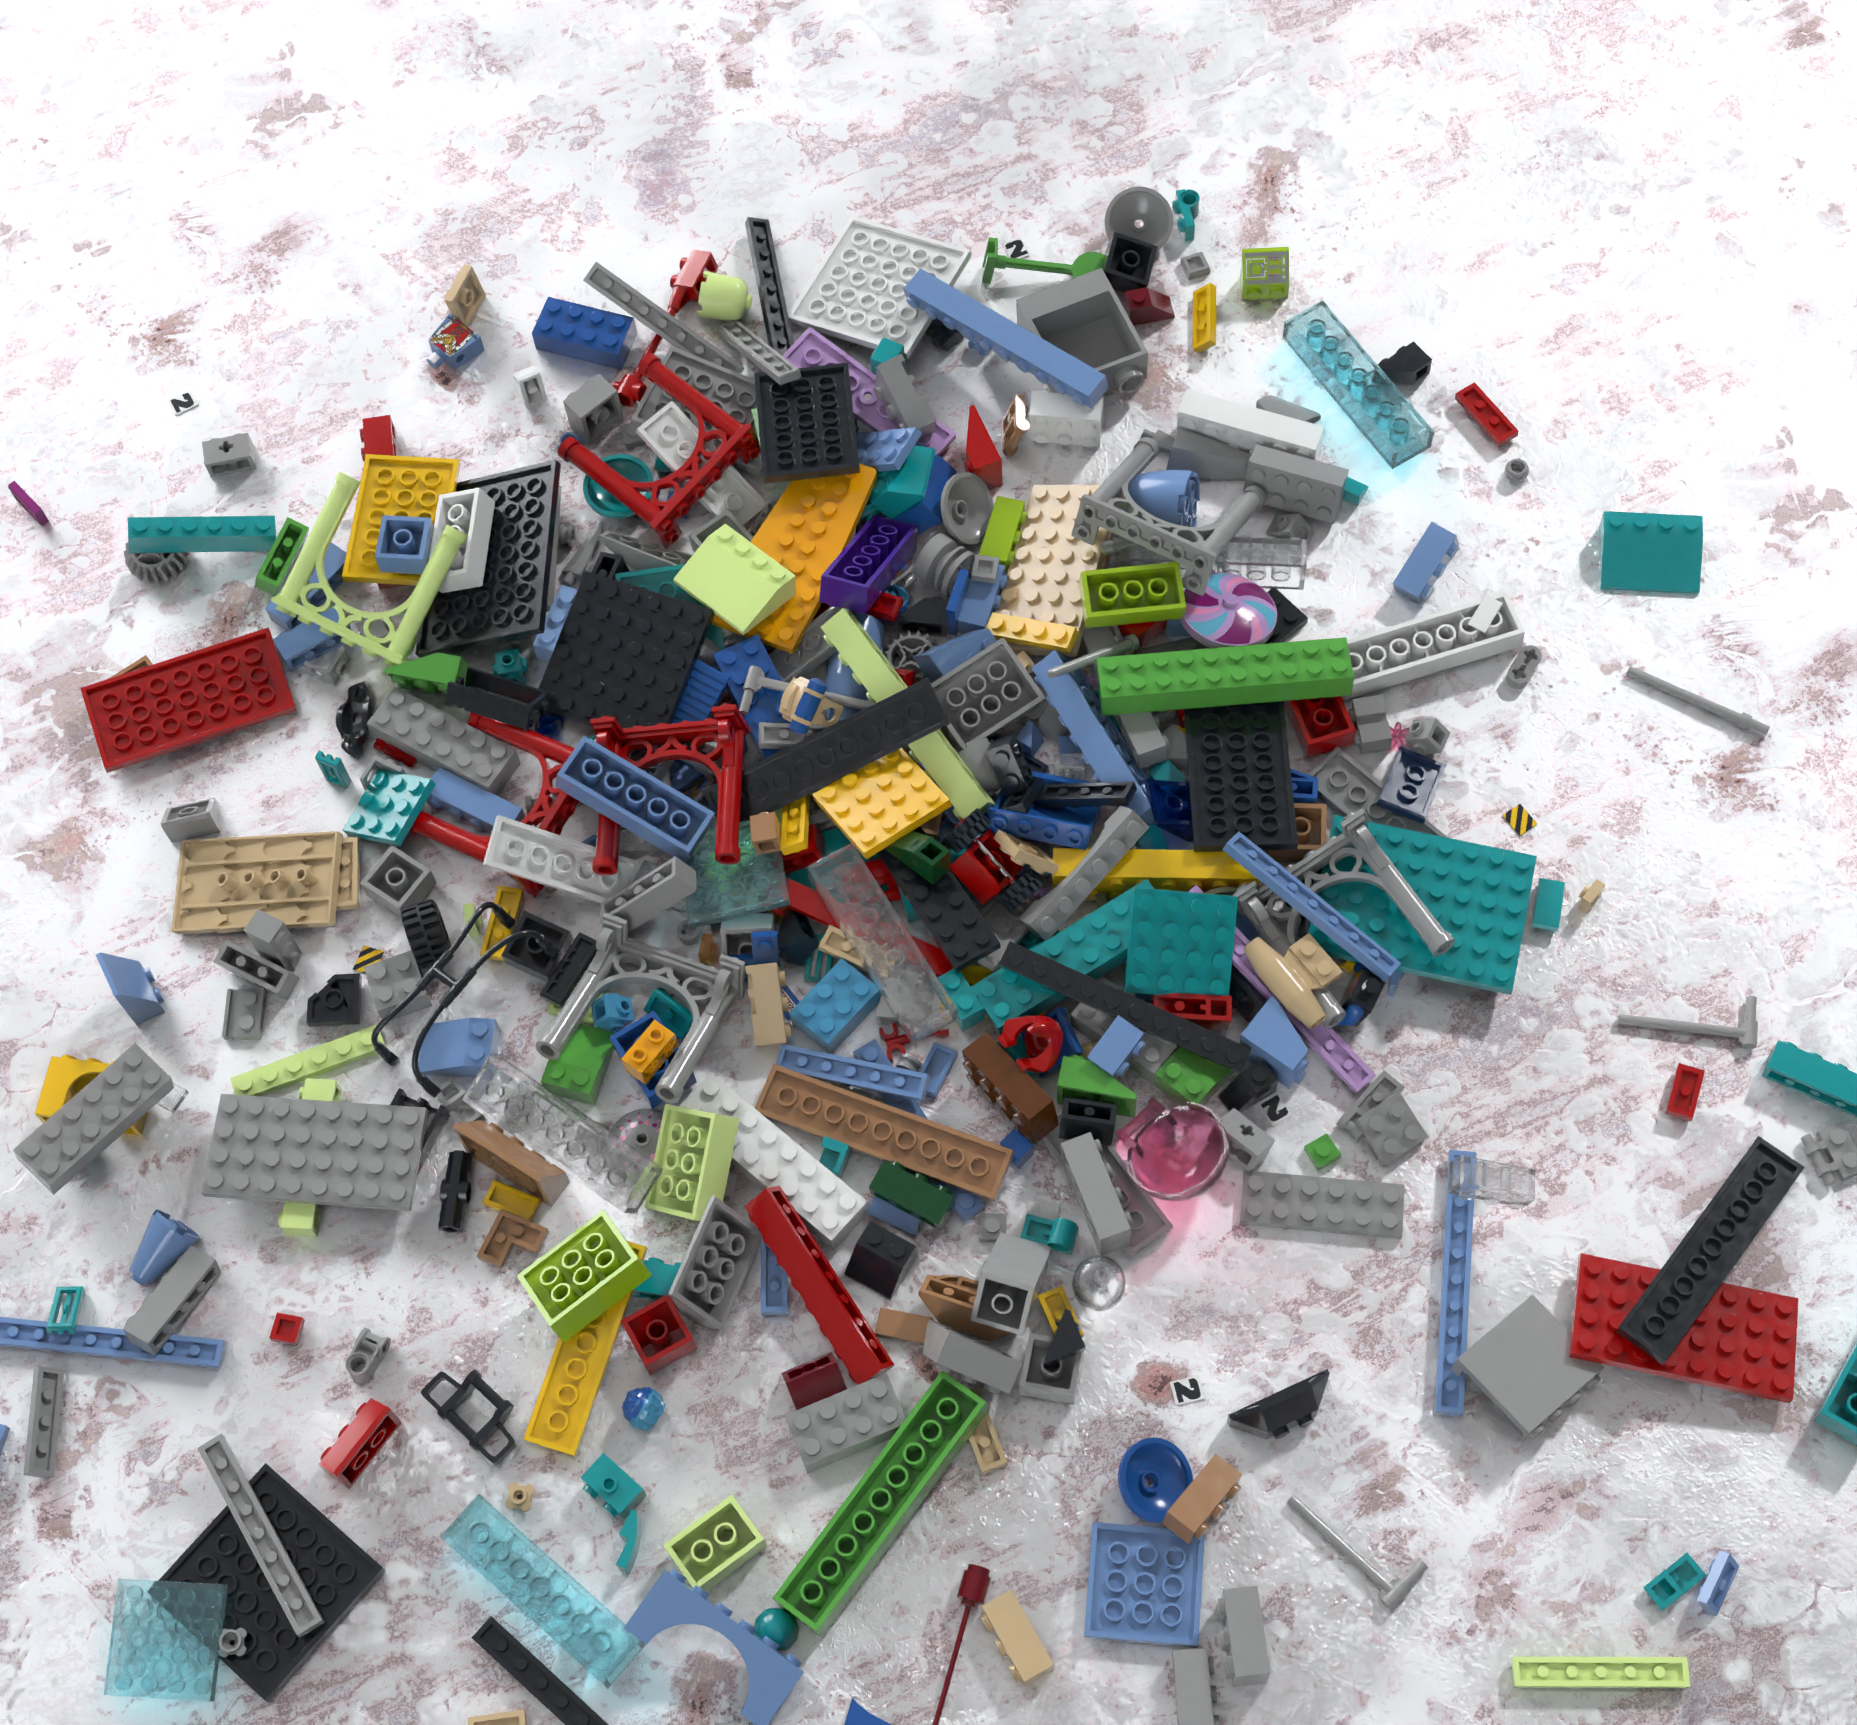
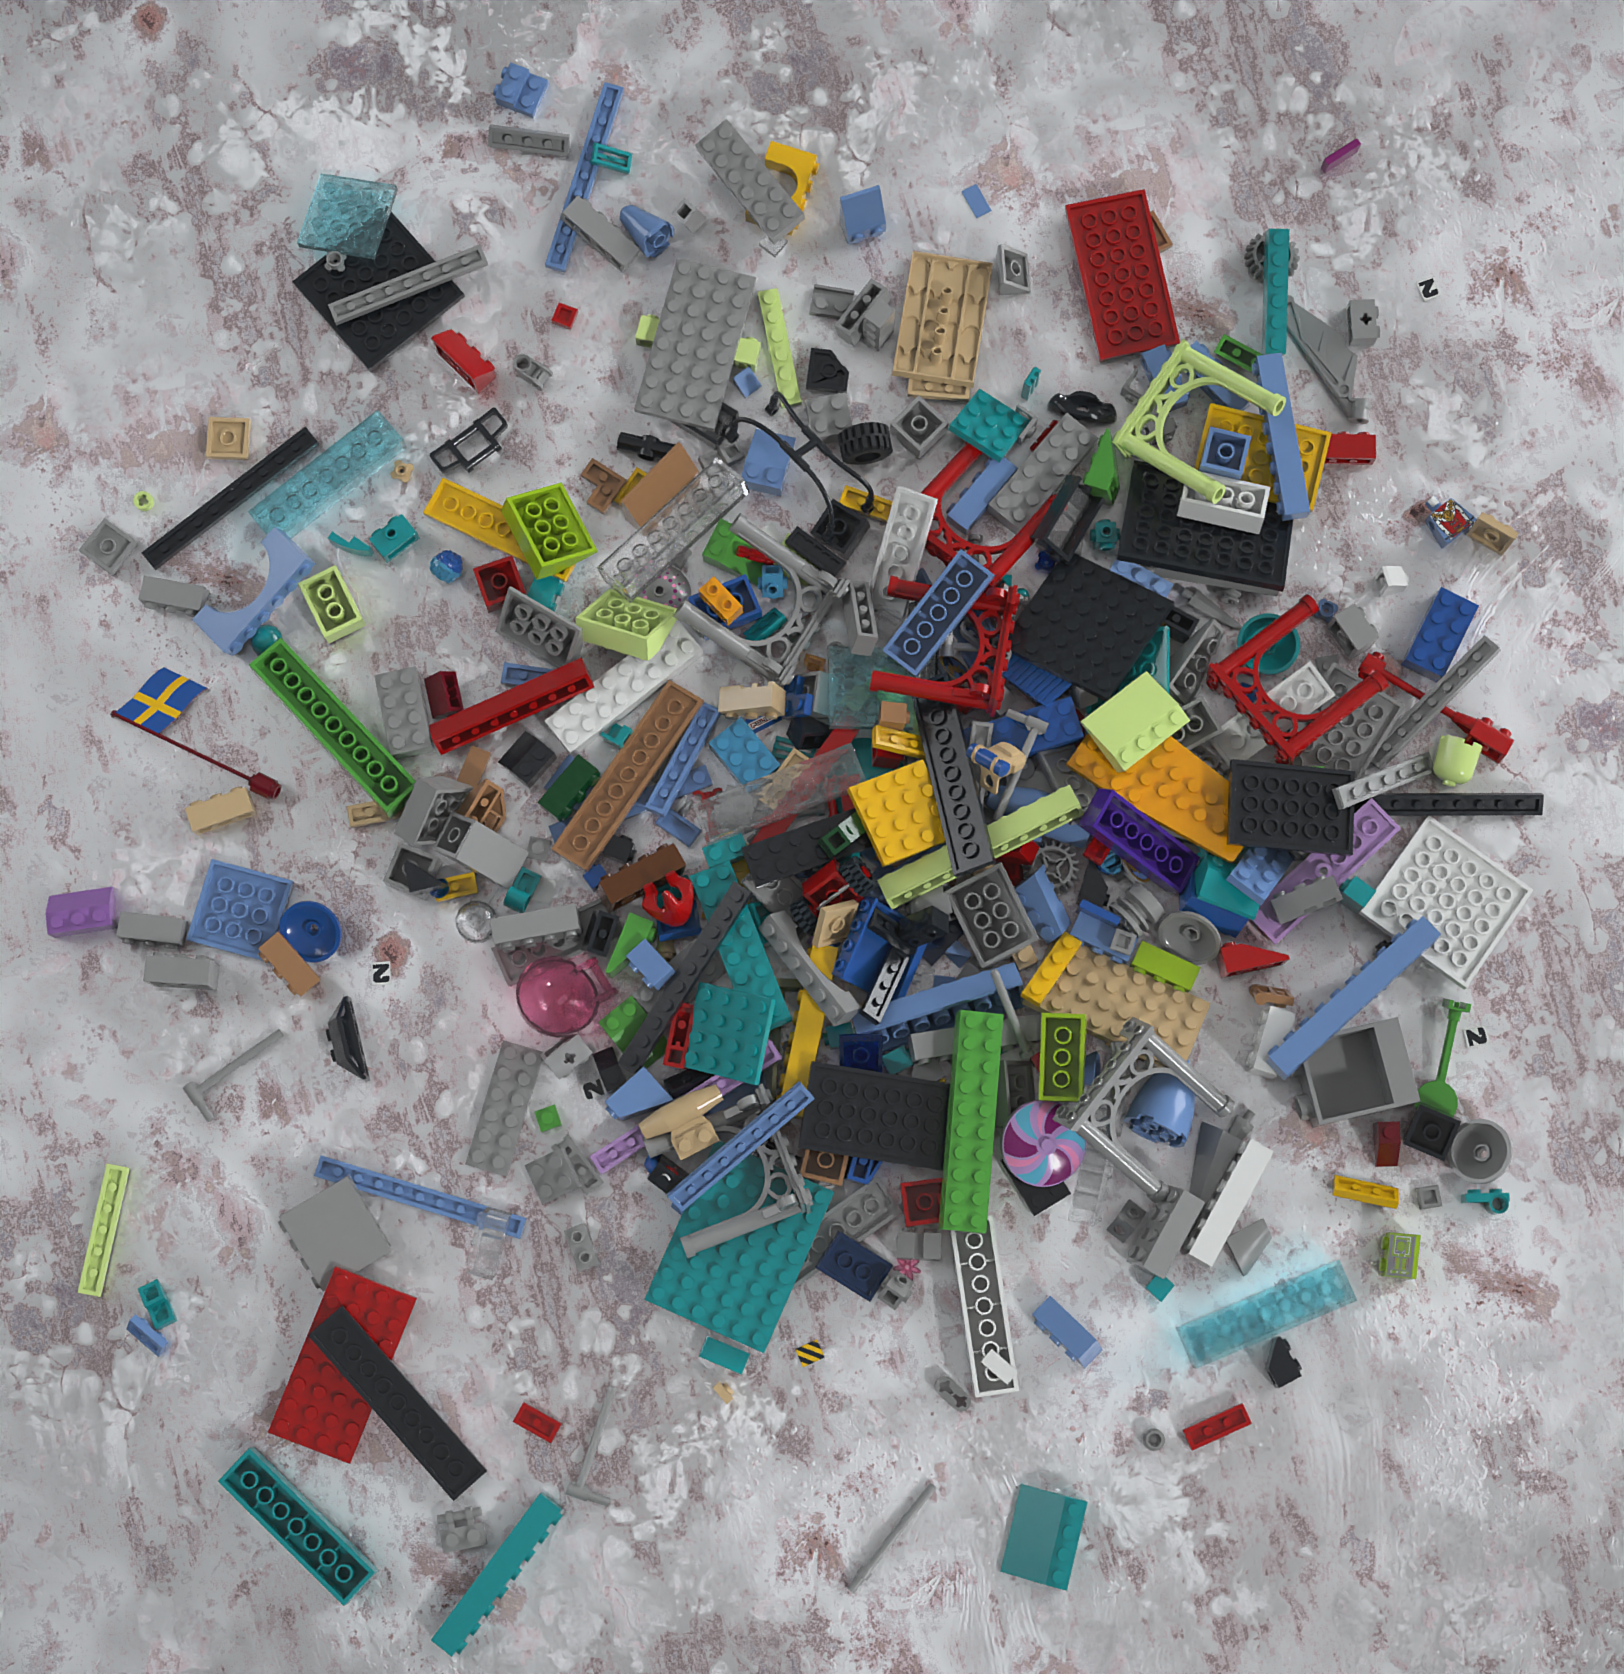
camera: 95 degrees right, 15 degrees up
(101, 876) = (976, 200): none -> medium blue sticker
(140, 1195) = (689, 215): none -> light grey brick
(280, 475) = (1330, 358): none -> light grey wing
(357, 1091) = (746, 382): none -> medium blue slope
(366, 957) = (861, 400): sticker -> none
(383, 493) = (1282, 441): none -> medium blue brick
(469, 910) = (878, 482): yellowish green plate -> none
(582, 1037) = (753, 554): none -> red axle
(977, 1122) = (620, 849): none -> black brick
(1467, 1078) = (582, 1247): none -> light grey brick

